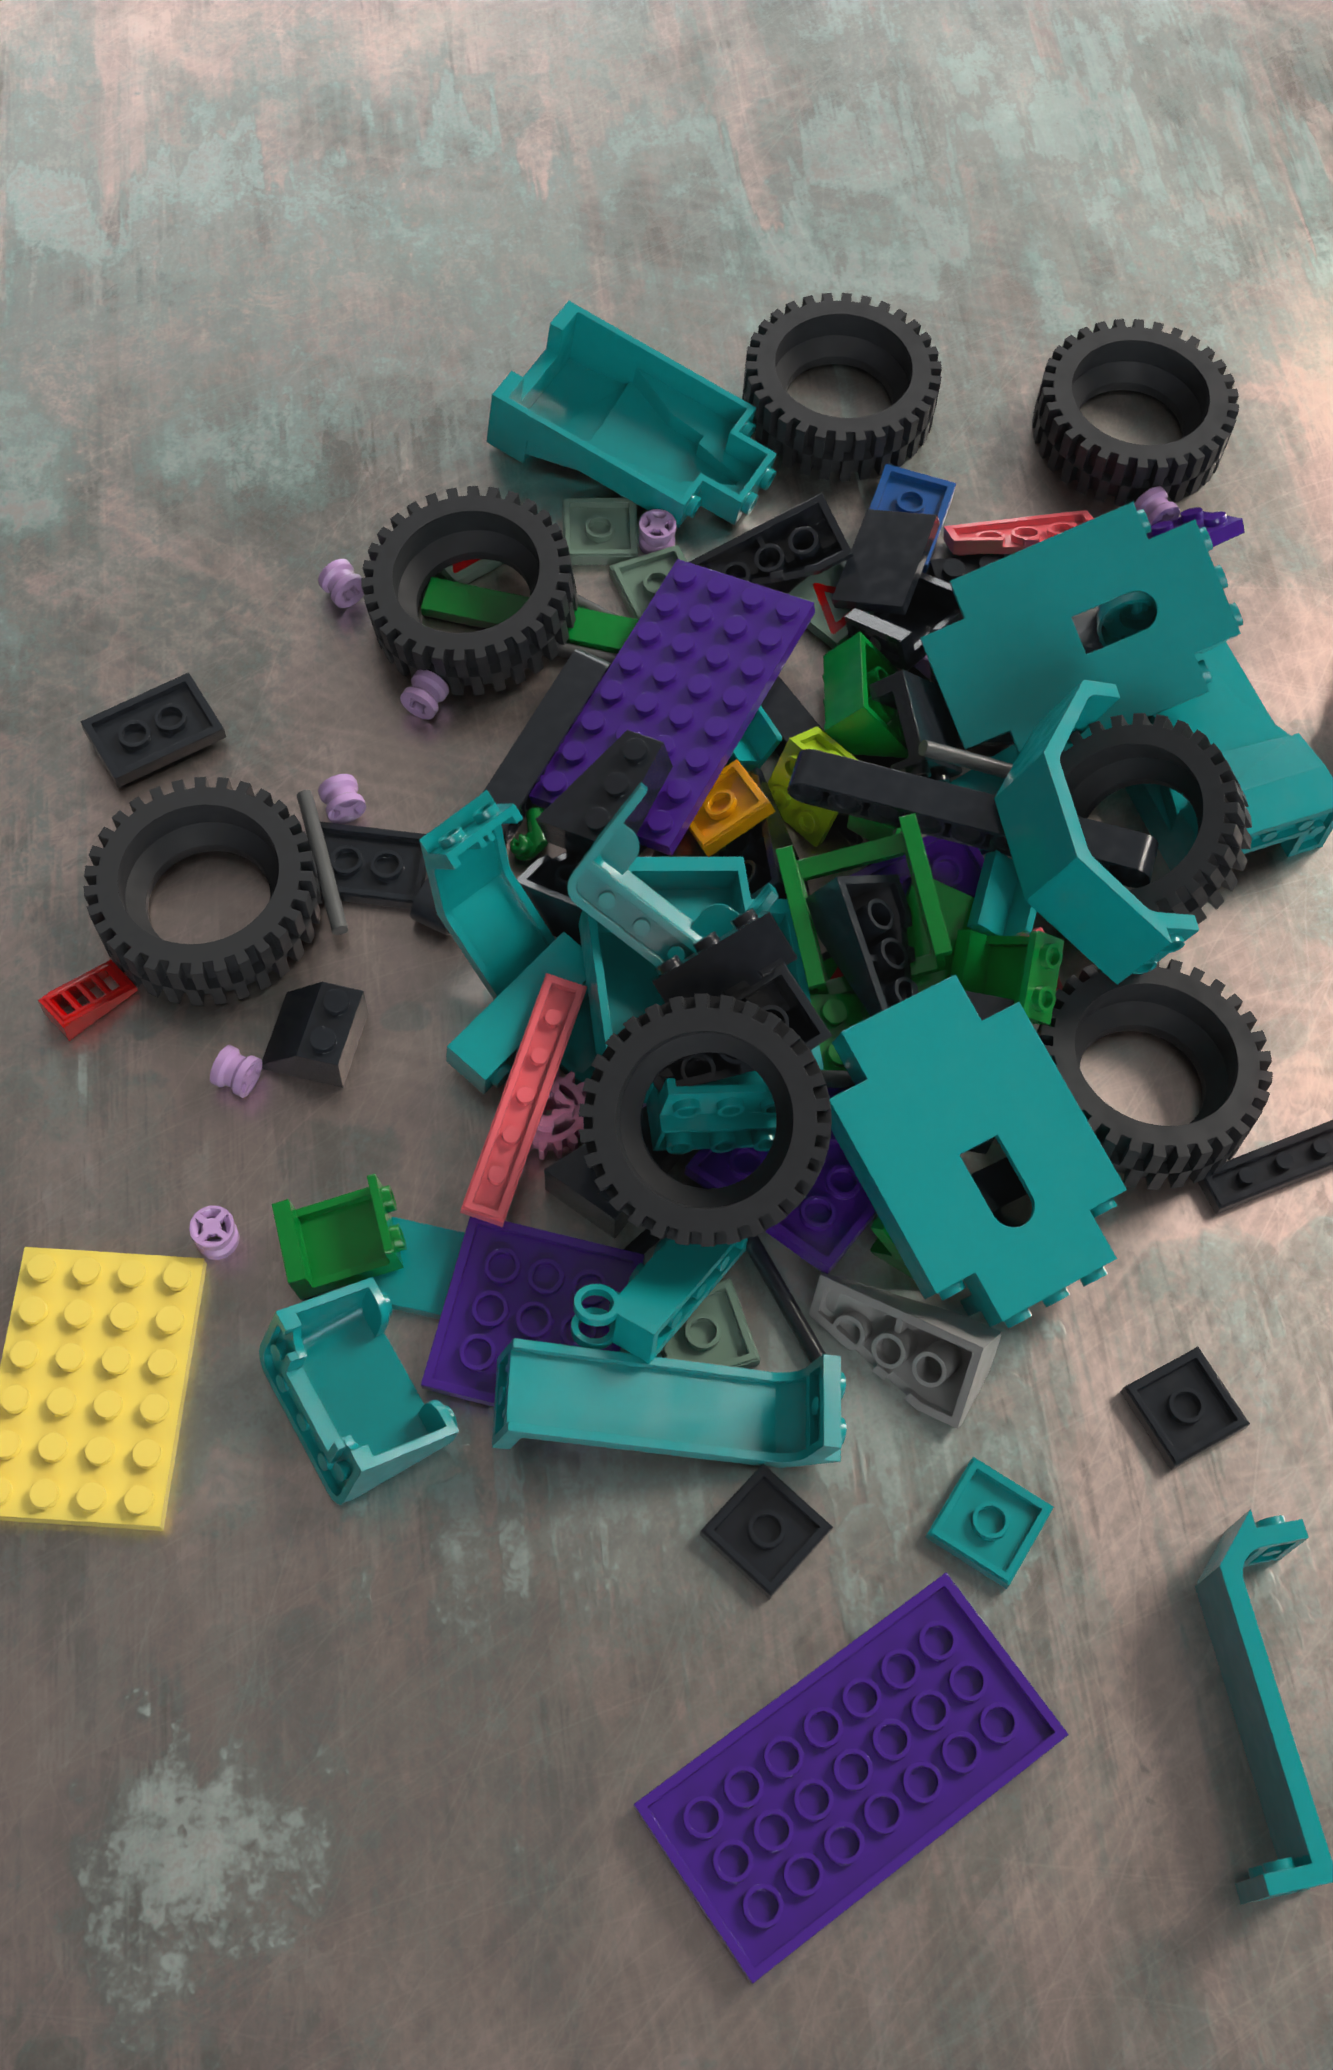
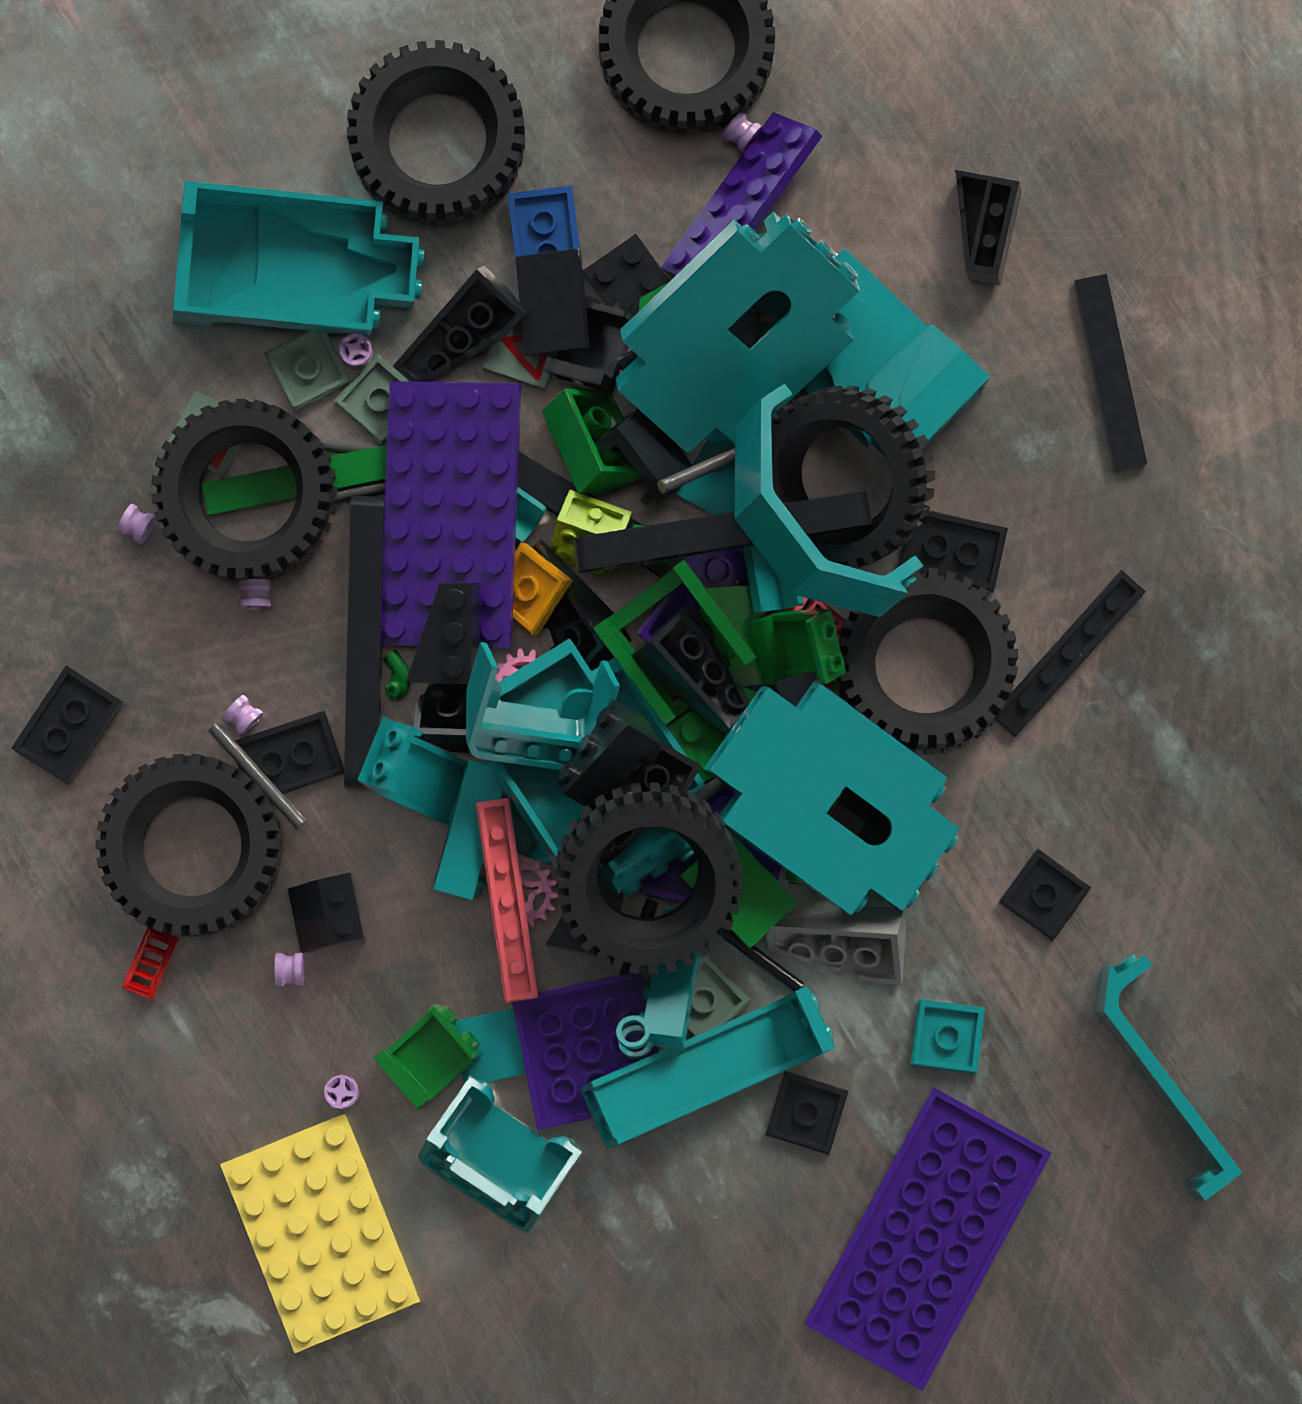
camera: 25 degrees left, 20 degrees up
(820, 1234) = (762, 901): none -> green tile
(1009, 535) = (653, 209): coral wing -> none
(1255, 983) = (959, 546): none -> black tile

